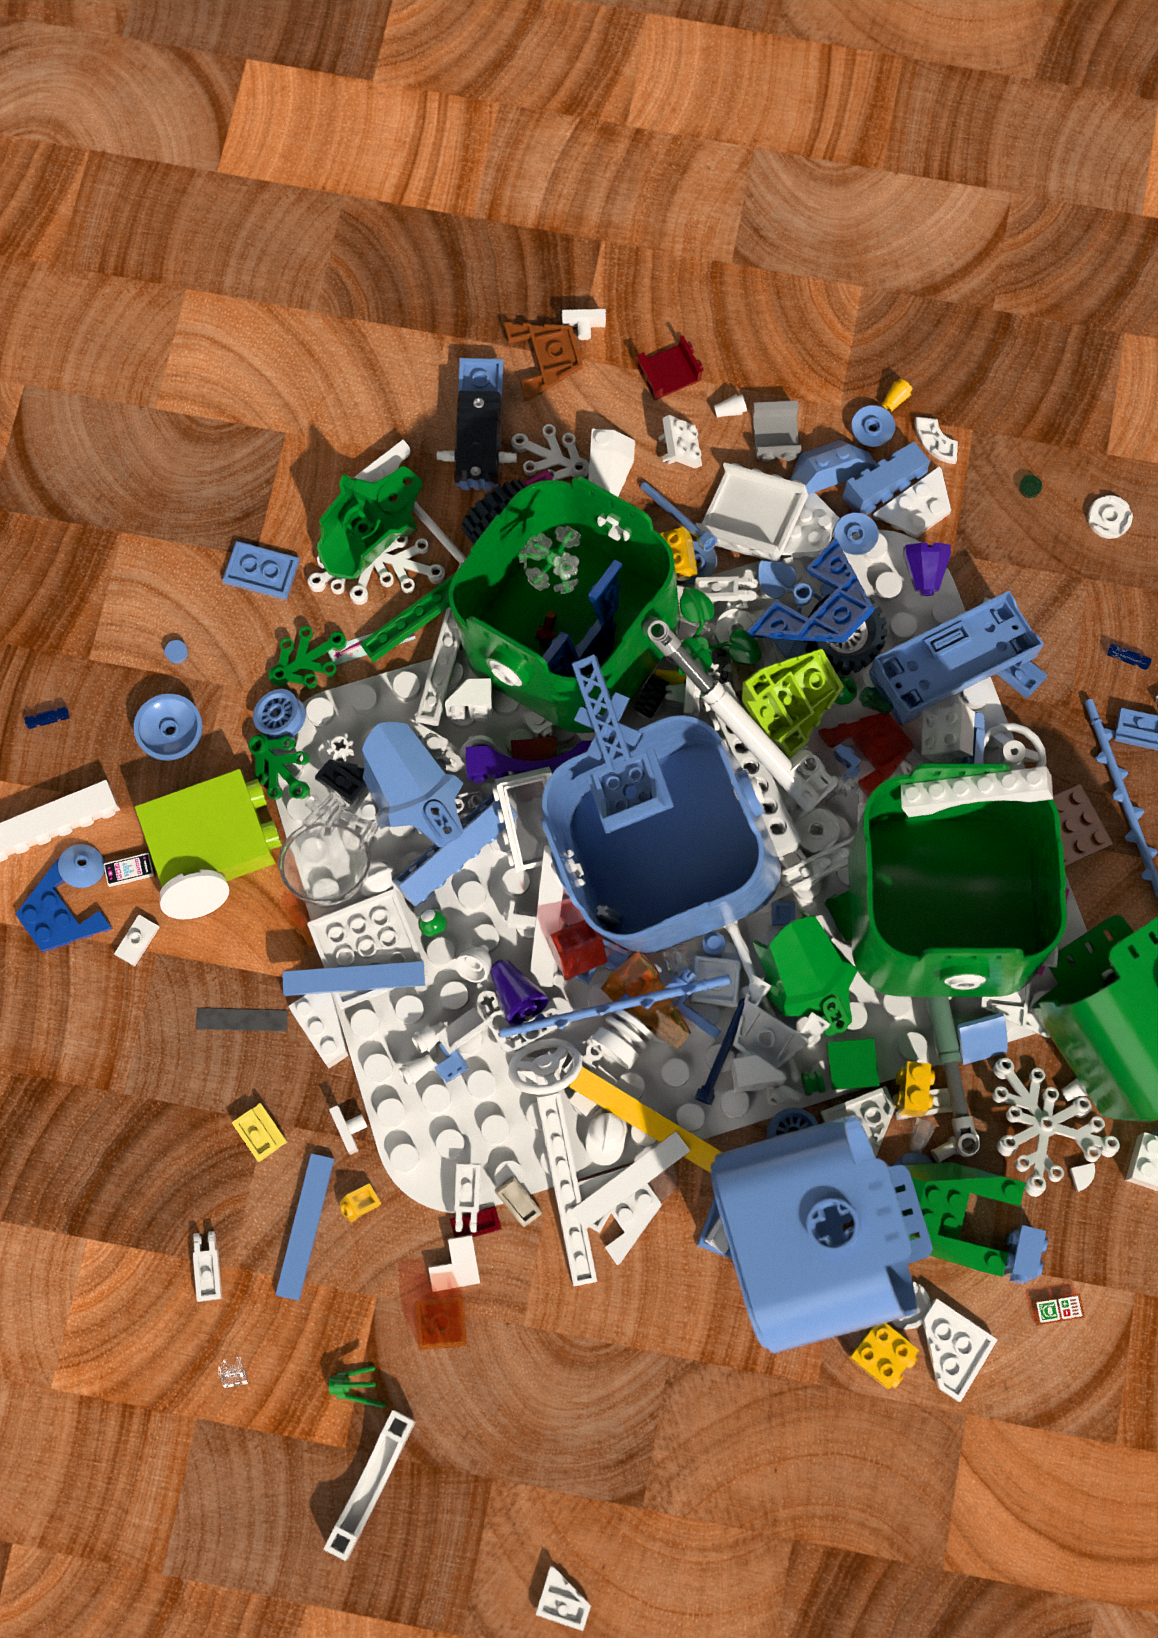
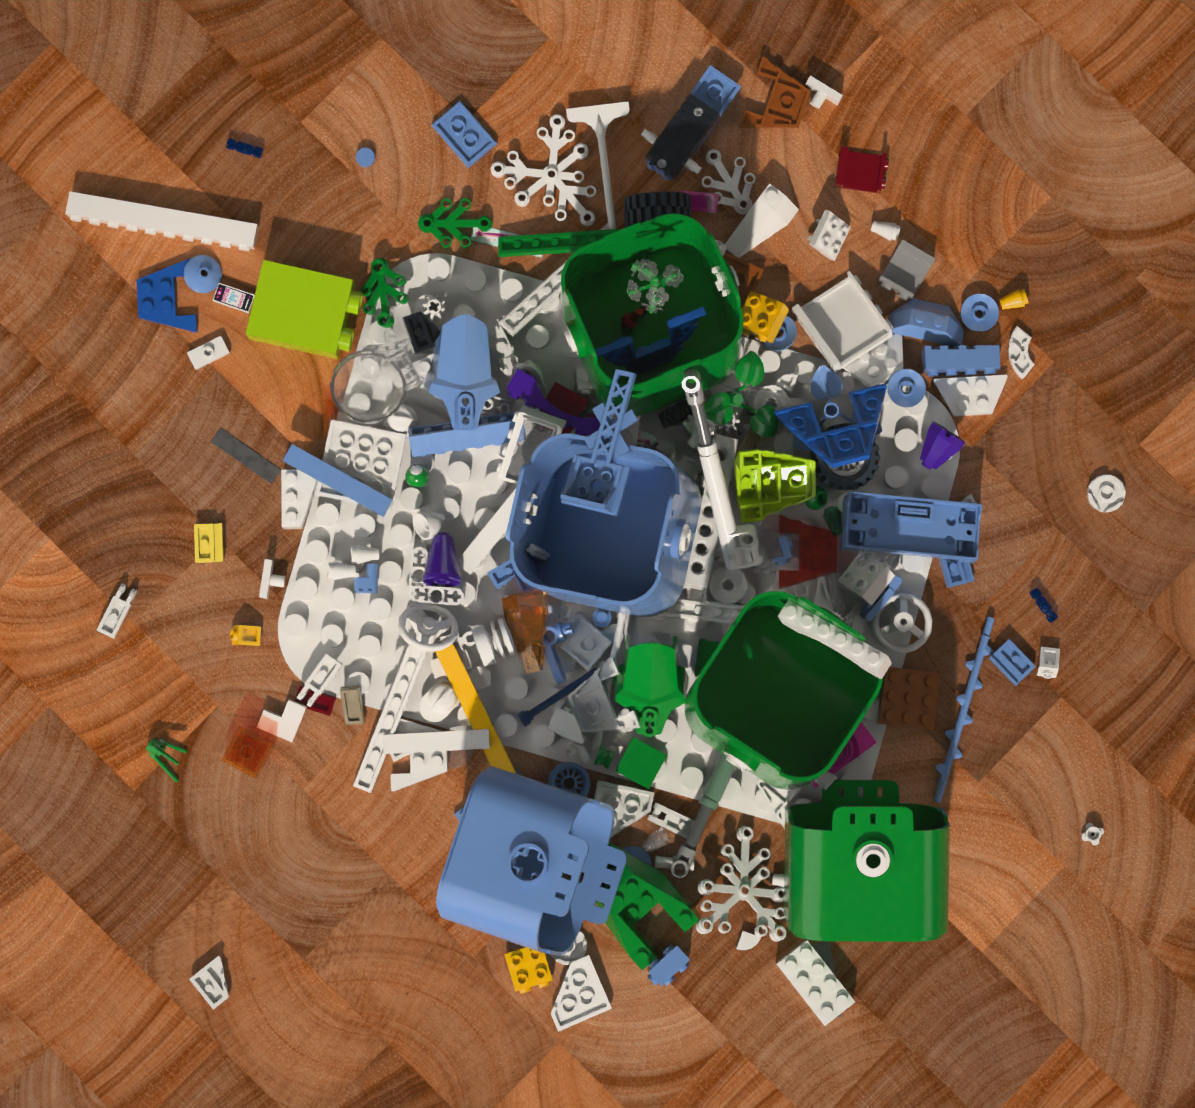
camera: 35 degrees right, 10 degrees up
(164, 713) = (323, 199): medium blue dish -> none
(193, 894) = (265, 348): white tile -> none
(233, 1374) = (90, 694): clear tile -> none
(279, 714) = (403, 245): medium blue wheel -> none
(305, 1227) = (199, 627): medium blue tile -> none
(365, 522) = (561, 150): green piece -> none
(370, 1485) = (135, 826): white arch -> none
(462, 1030) = (388, 564): white panel -> none
(471, 701) = (547, 334): white slope -> none
(519, 921) = (480, 515): white bracket -> none
(577, 949) = (497, 562): clear red slope -> none
(624, 1002) = (510, 619): medium blue plant -> none
(705, 539) = (794, 322): medium blue piece -> none
(727, 588) = (782, 367): white hinge -> none
(782, 912) = (664, 628): medium blue plate -> none
(914, 1089) = (672, 803): yellow brick -> none
(982, 1038) = (742, 804): medium blue slope -> none
(1030, 486) = (1064, 433): clear green tile -> none
(1058, 1309) = (667, 1016): tile -> none

